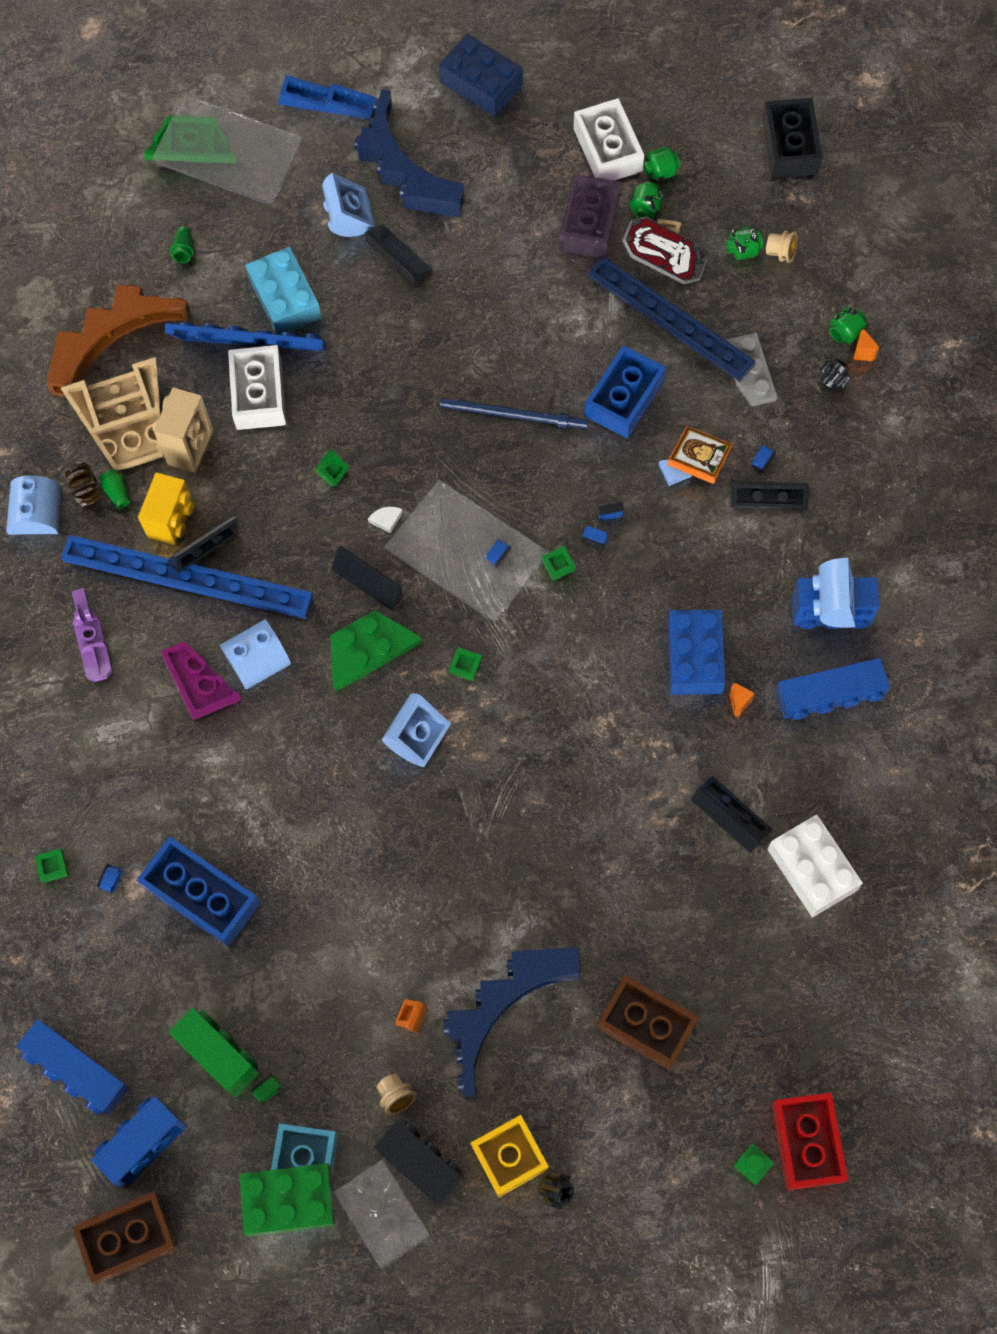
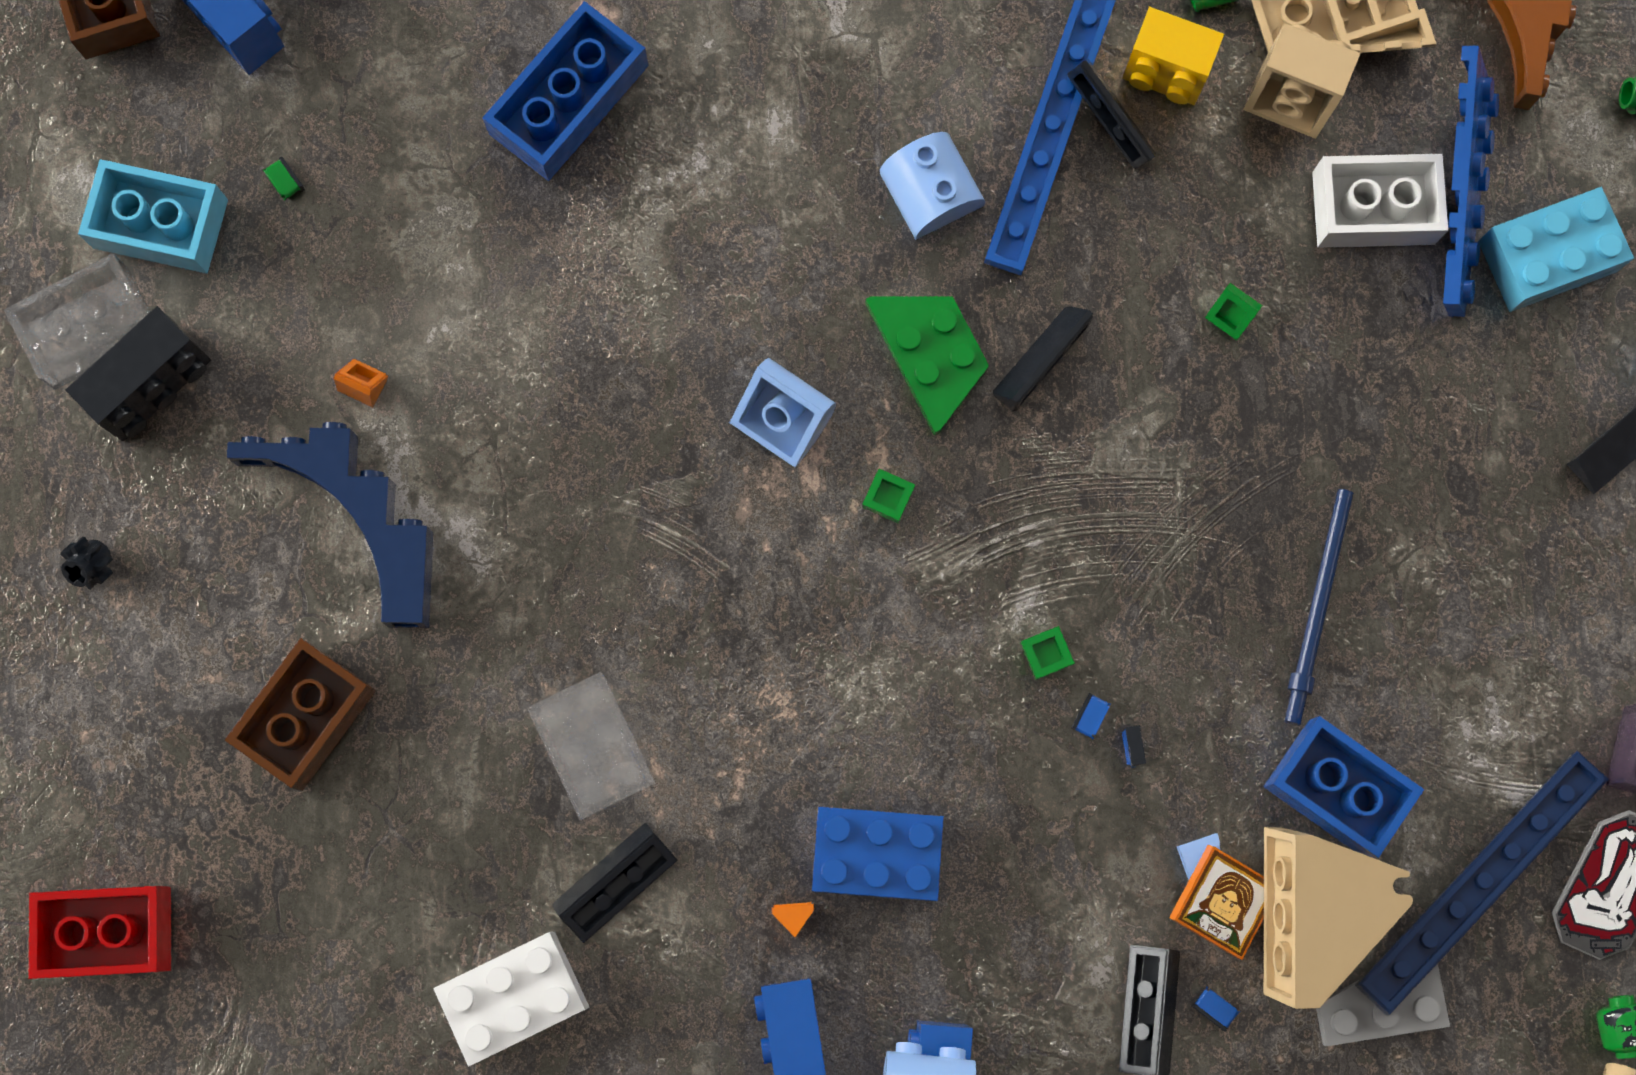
camera: 90 degrees right, 10 degrees up
(196, 682) = (893, 99): magenta wing -> none
(215, 1051) = (330, 104): green brick -> none
(287, 1200) = (100, 186): green brick -> none
(386, 518) = (1145, 392): white tile -> none
(395, 1094) = (249, 350): tan piece -> none
(448, 545) = (1082, 513): clear piece -> none
(498, 552) = (1071, 559): blue piece -> none
(509, 1156) = (137, 500): yellow brick -> none
(647, 831) = (592, 747): none -> clear brick
(704, 398) = (1321, 914): none -> tan ladder
(753, 1164) = (89, 850): green plate -> none

